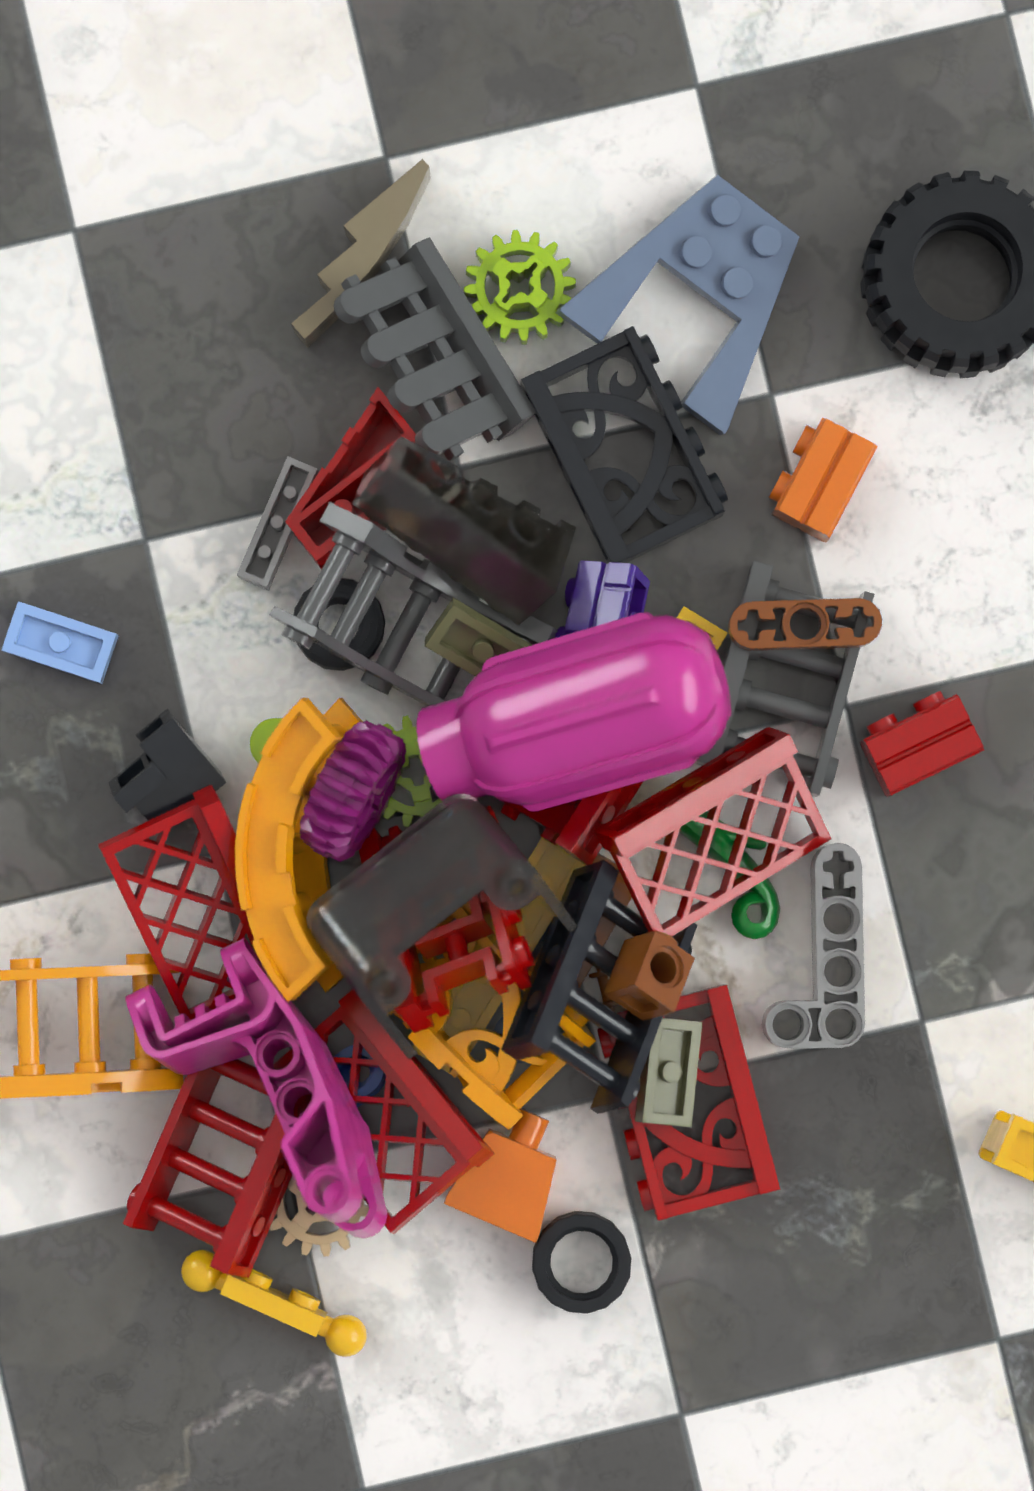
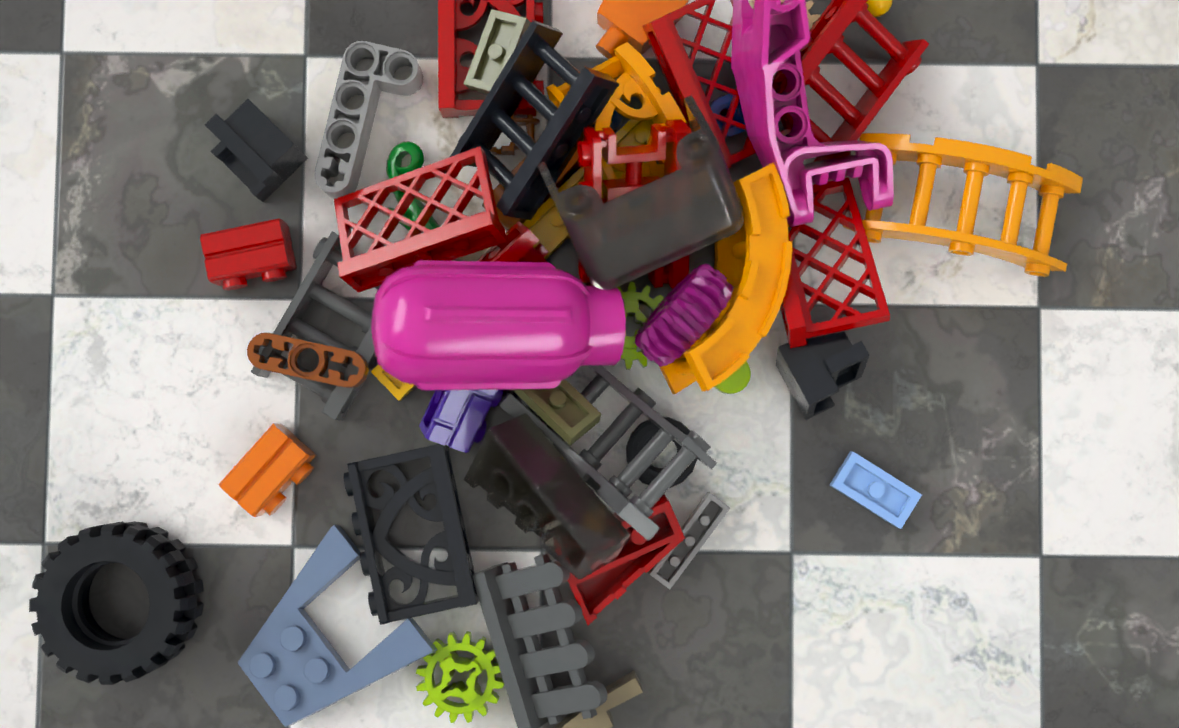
camera: 165 degrees left, 0 degrees up
(649, 975) = (492, 119): dark orange brick -> none
(944, 875) = (255, 149): none -> black plate

